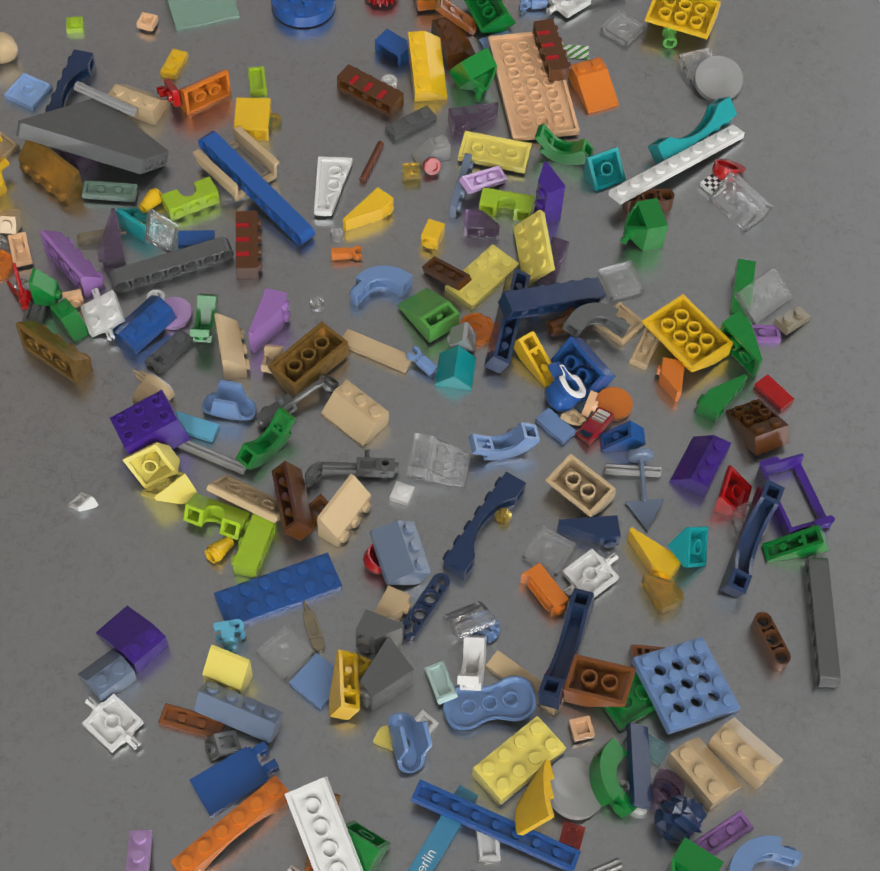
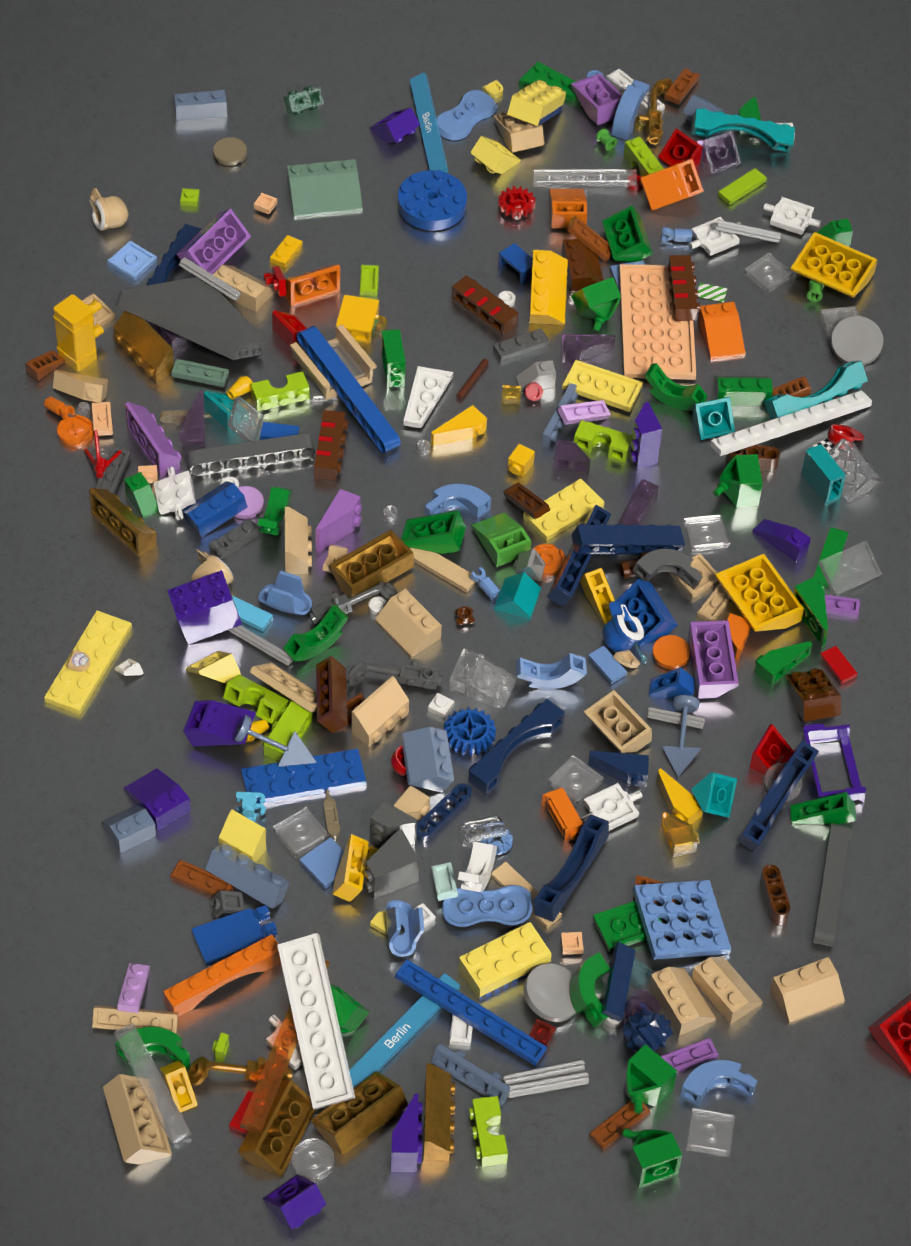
camera: 10 degrees right, 5 degrees down
(30, 504) = (79, 661): none -> tile
(40, 503) = (101, 643): none -> light yellow plate
(44, 289) = (121, 460): green slope -> none
(106, 63) = (216, 242): none -> medium lavender brick
(112, 723) = (127, 868): white plate -> none
(153, 463) = (202, 640): light yellow slope -> none
(182, 550) = (214, 723): none -> dark purple slope
(186, 135) = (287, 327): none -> red slope
(265, 569) = (295, 752): none -> piece
(293, 151) = (393, 358): none -> green window
(320, 398) = (376, 605): none -> white tile
(346, 253) = (429, 467): orange bar -> none
(364, 317) = (435, 532): none -> green slope
(407, 392) = (464, 611): none -> reddish brown plate
(444, 510) = (481, 730): none -> blue gear
(503, 516) = (536, 740): clear yellow hinge -> none
(534, 246) = (622, 486): light yellow plate -> none
(534, 804) = (512, 995): yellow slope -> none
(590, 404) = (645, 648): light nougat plate -> none
(595, 425) = (647, 670): slope -> none
(597, 683) = (593, 902): dark orange slope -> none
(627, 138) = (744, 389): none -> green slope
(656, 405) = (712, 658): none -> medium lavender slope
(676, 126) = (800, 385): none -> dark orange slope
(694, 274) = (784, 538): none -> dark purple slope
(700, 464) = (746, 722): dark purple slope -> none
(718, 207) = (823, 473): none -> teal brick
(792, 320) = (874, 596): dark tan plate -> none
(826, 740) = (807, 990): none -> tan slope

